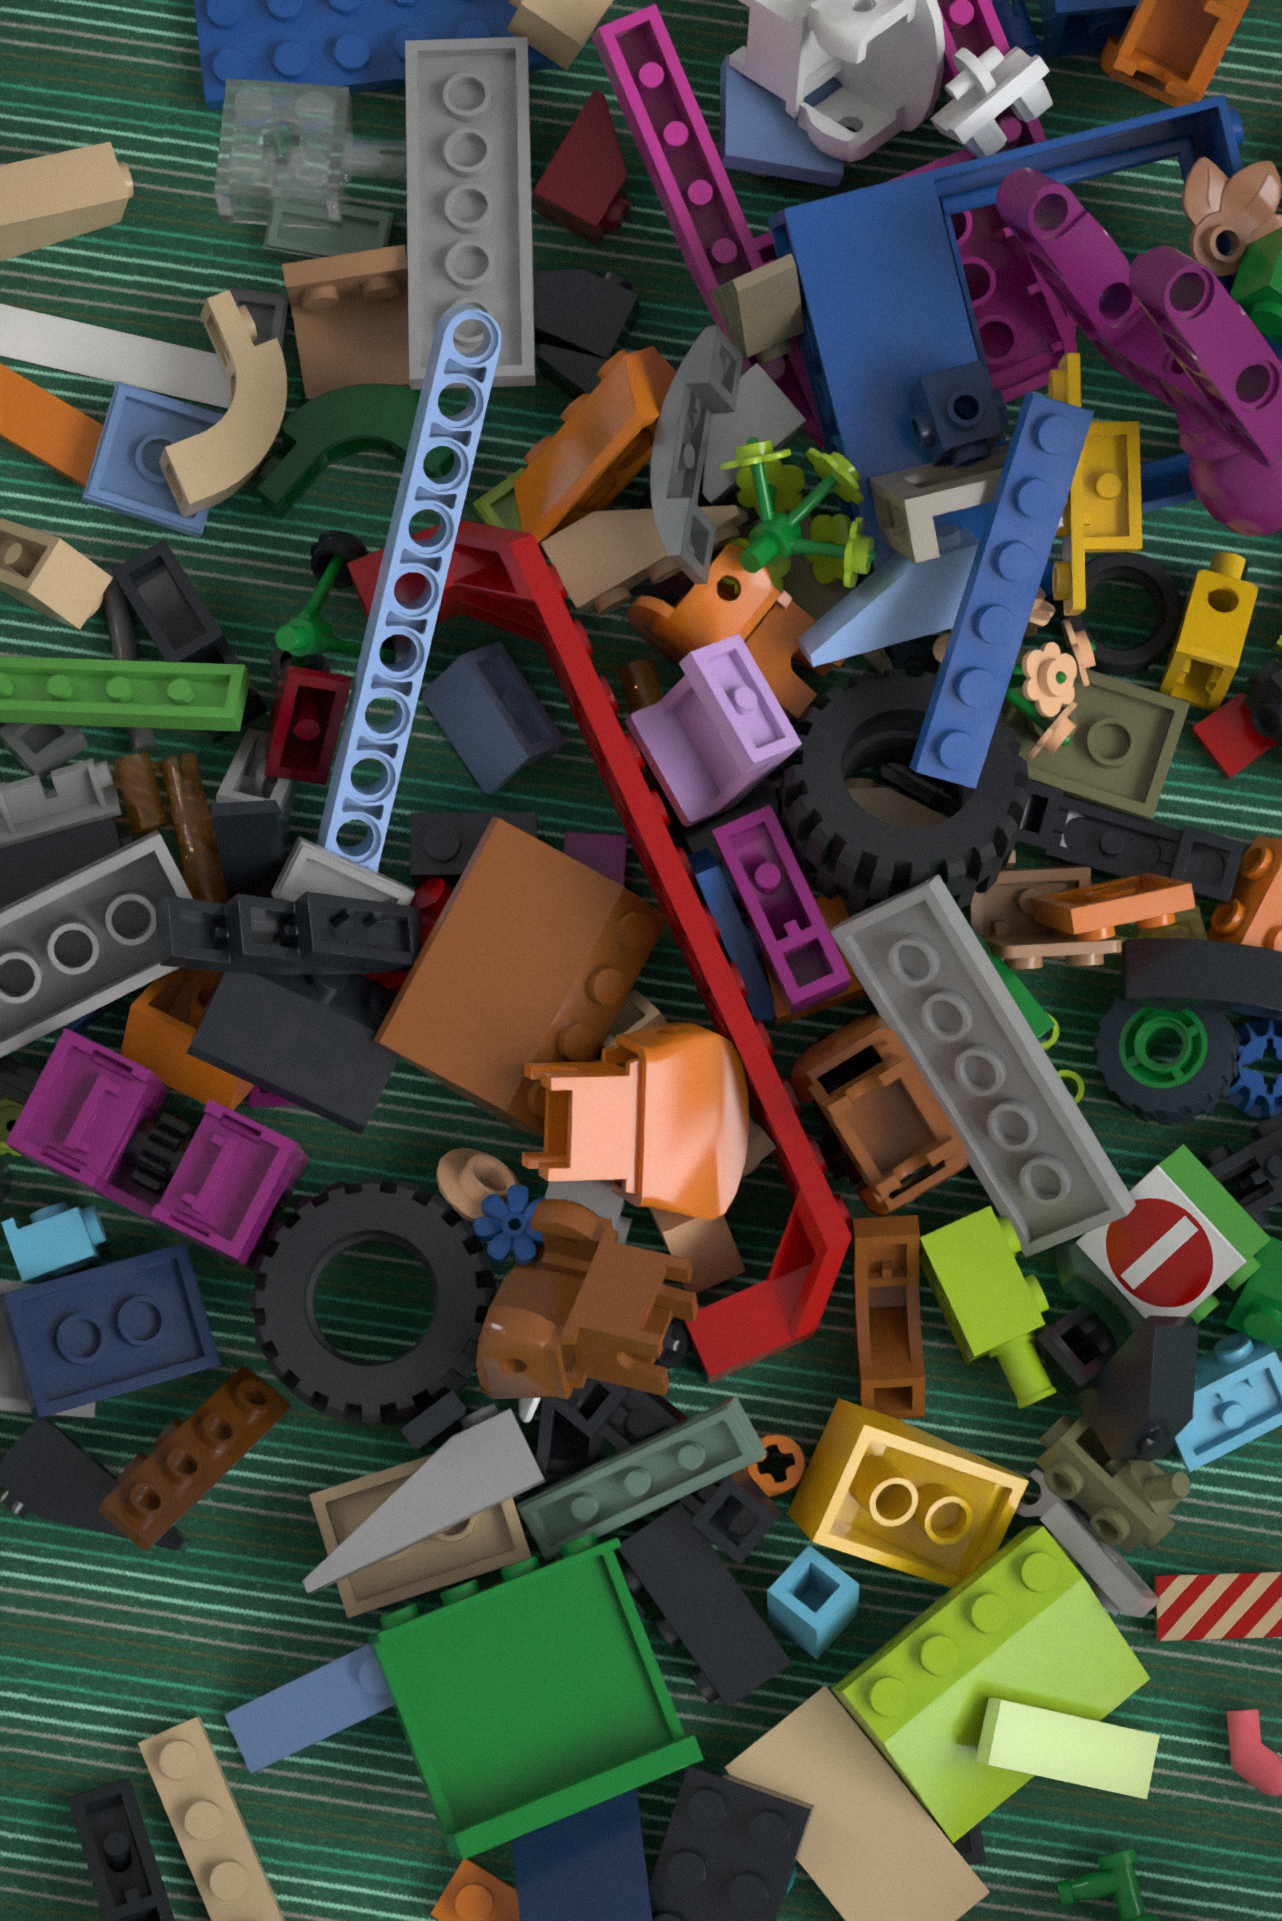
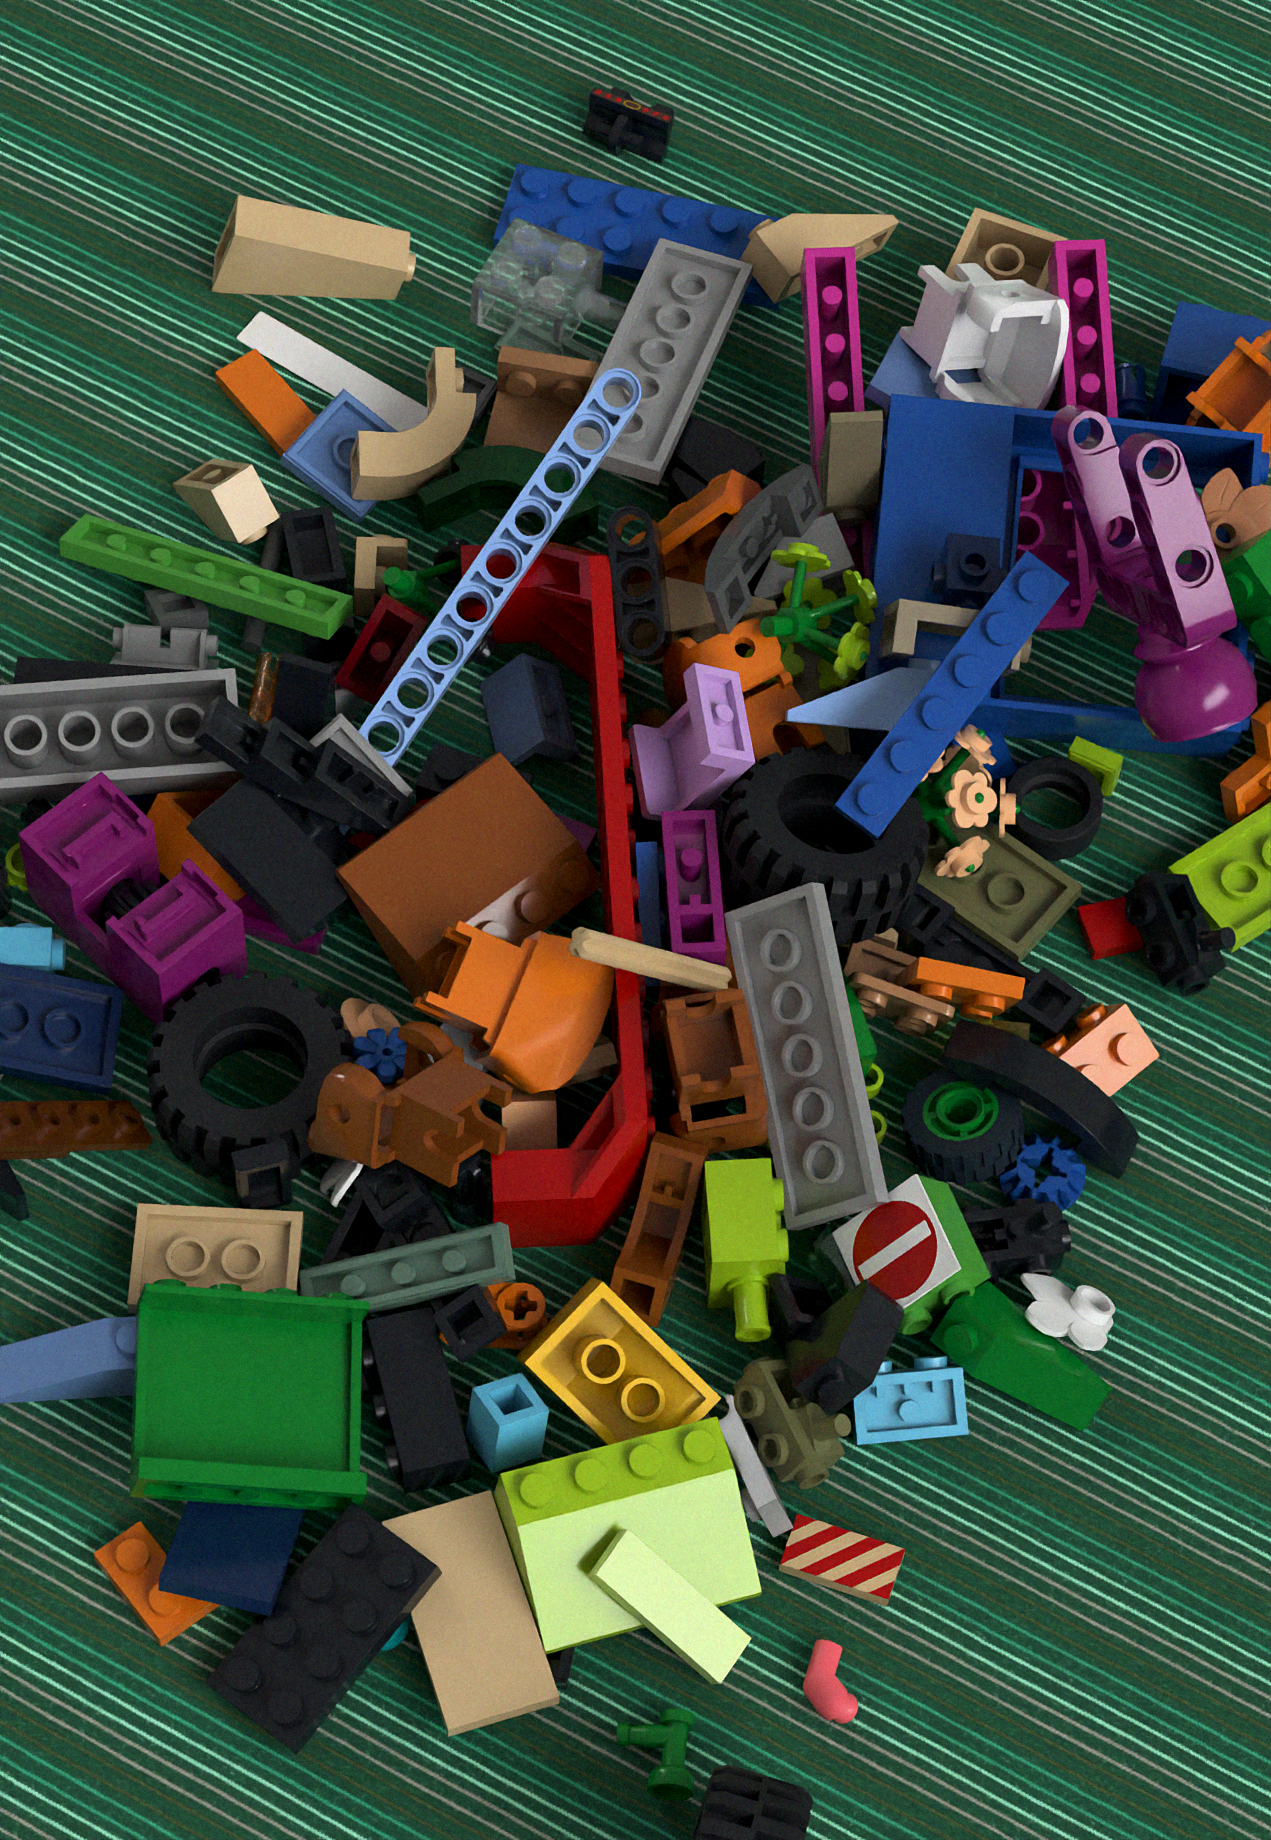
camera: 15 degrees right, 20 degrees down
(140, 793) = (237, 655): clear orange pin -> none
(247, 613) = (372, 559): none -> tan bracket
(457, 1482) = (255, 1227): light grey slope -> none
(575, 577) = (626, 561): none -> black beam
(587, 177) = (757, 378): dark red slope -> none
(780, 1043) = (648, 960): none -> tan axle
(987, 89) = (1109, 392): white hips -> none
(1104, 494) = (1062, 678): yellow bracket -> none
(1161, 544) = (1099, 762): none -> lime tile
(1210, 633) = (1127, 823): yellow torso -> none

